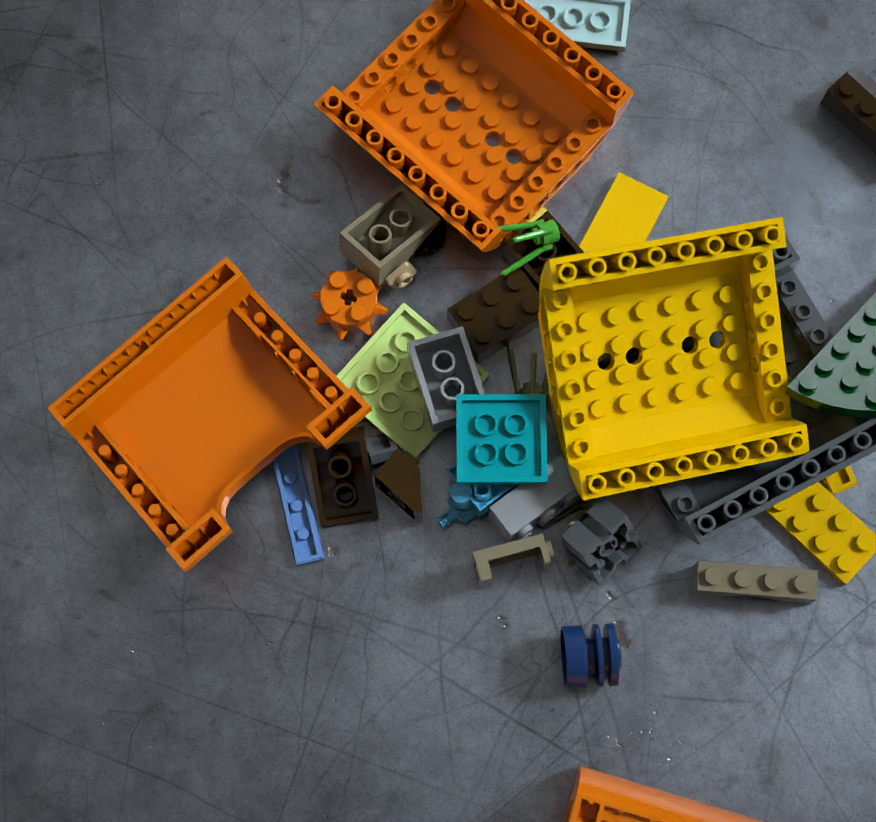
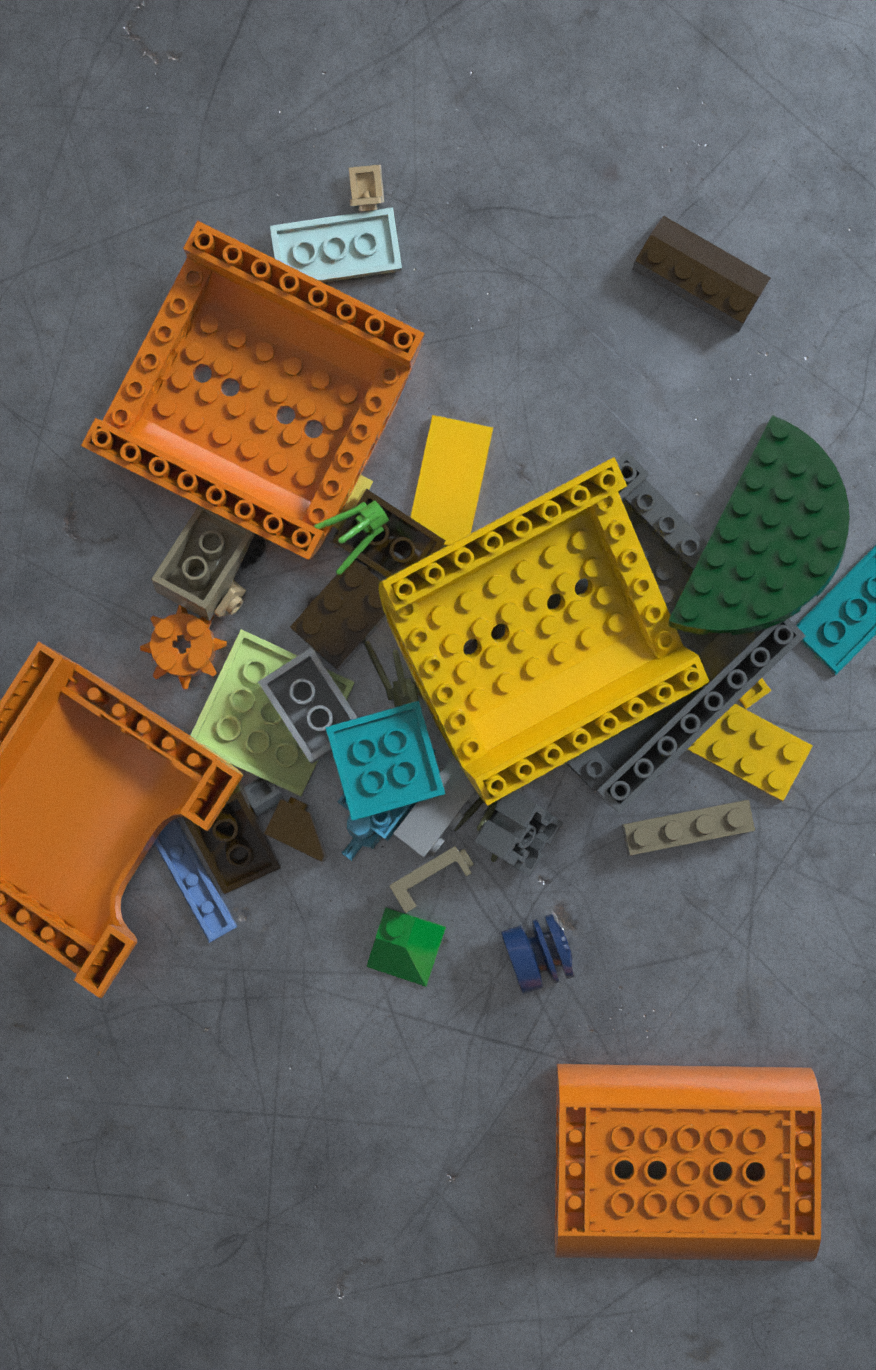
camera: 10 degrees left, 10 degrees up
(470, 617) = (406, 946): none -> green slope

